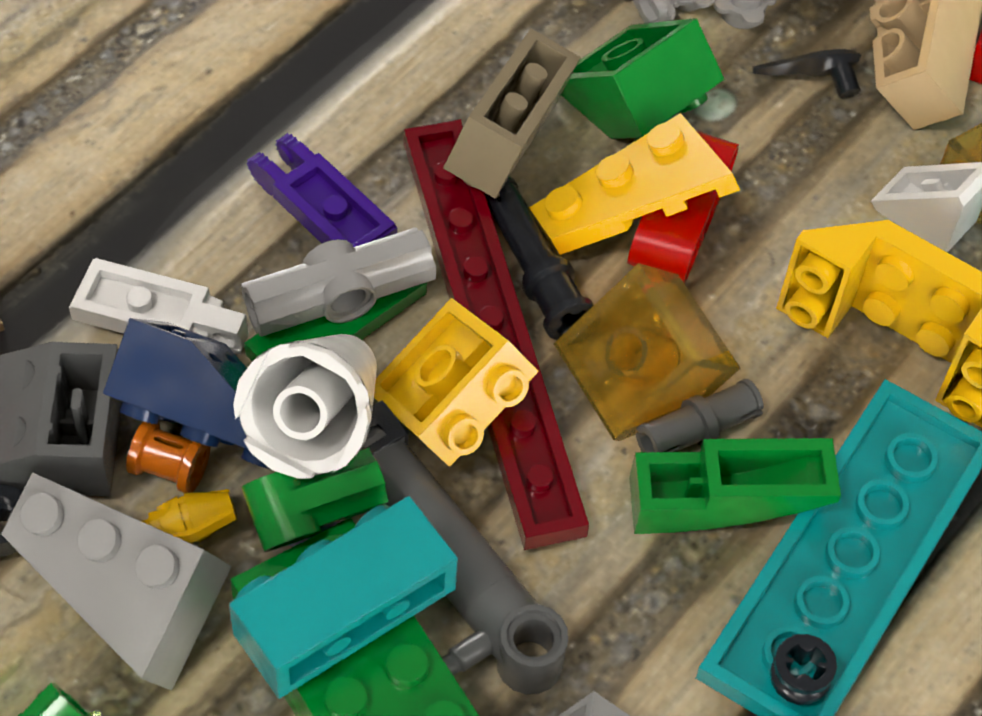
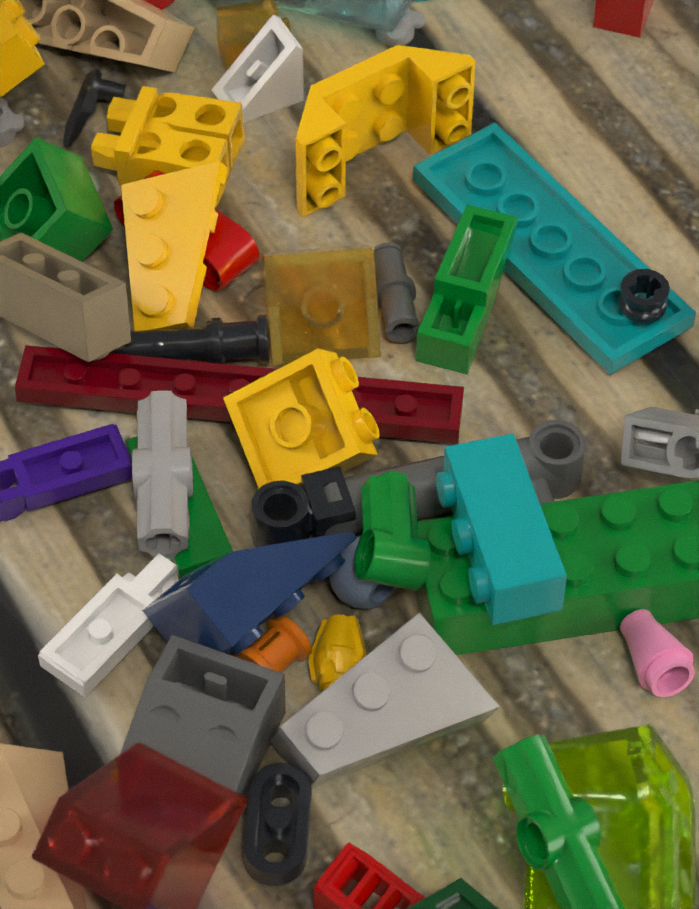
camera: 65 degrees left, 5 degrees down
(308, 404) = (328, 481): white cone -> none
(796, 155) = (168, 135): none -> yellow hips

